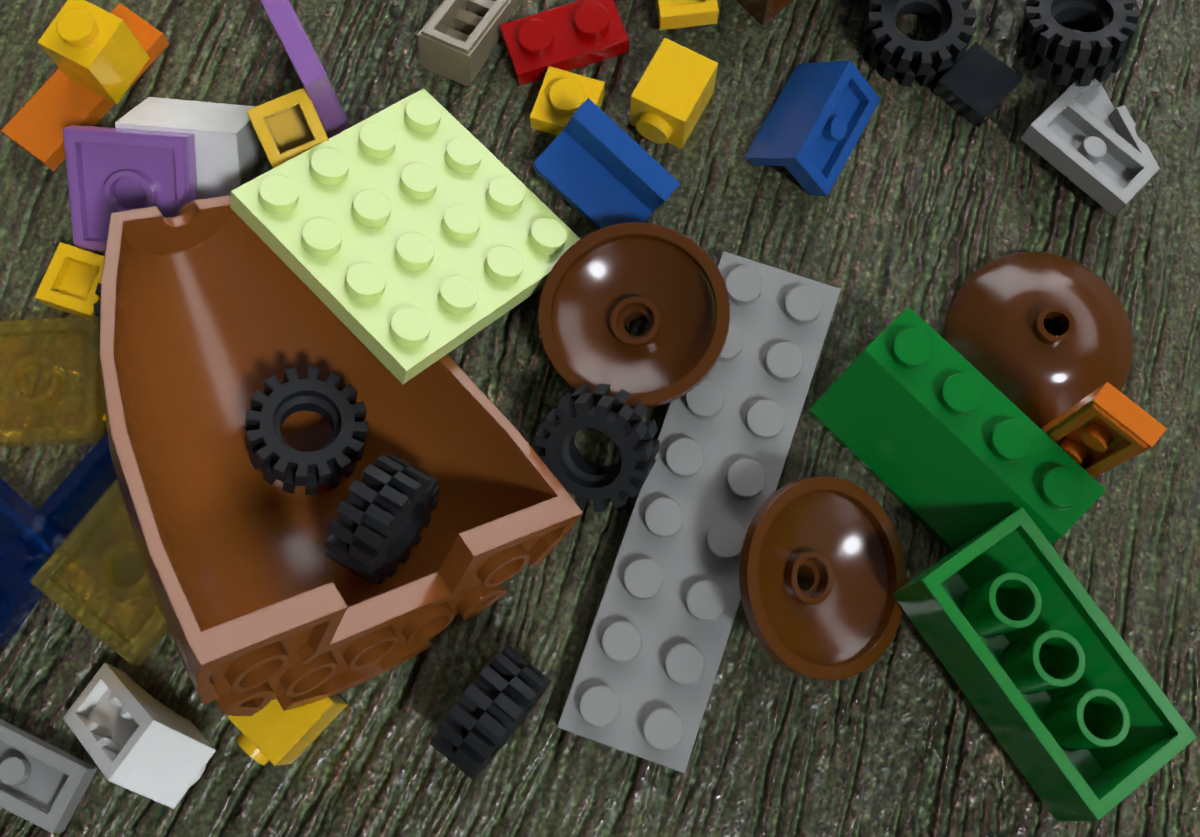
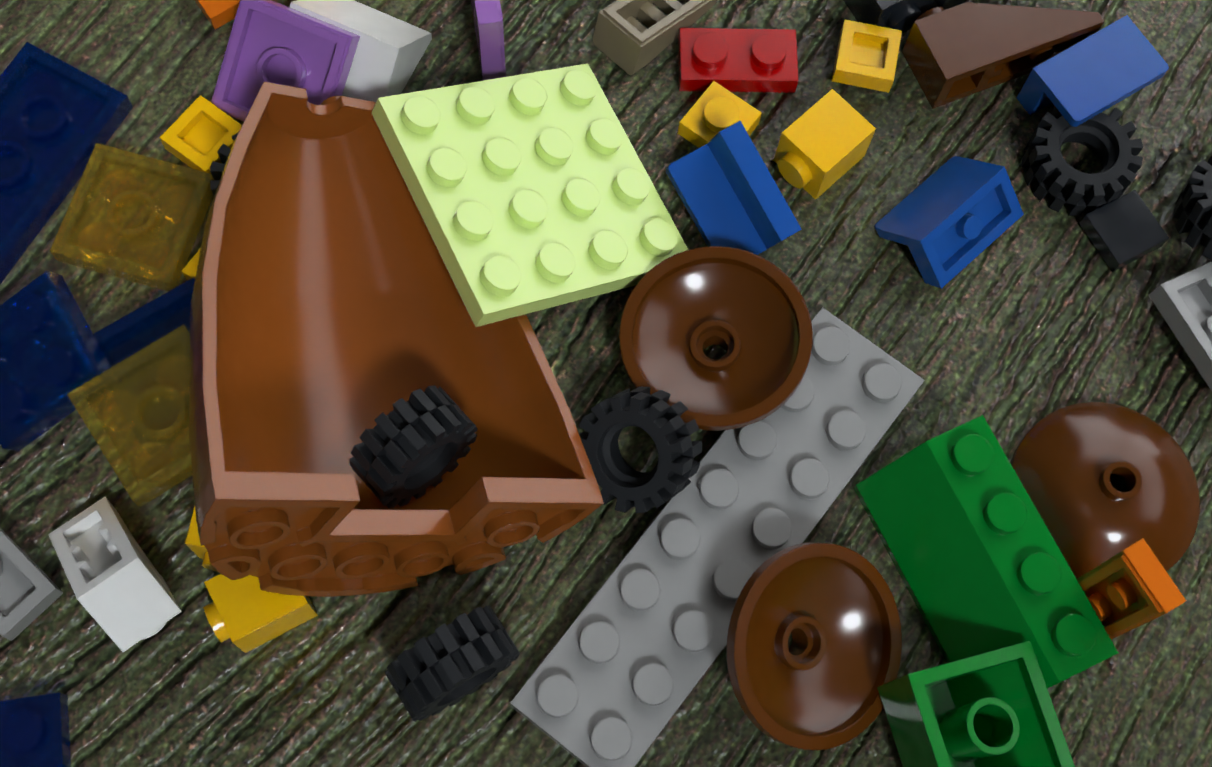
camera: 10 degrees right, 5 degrees down
(287, 126) = (449, 56): yellow brick -> none
(305, 394) = (376, 308): black tyre -> none

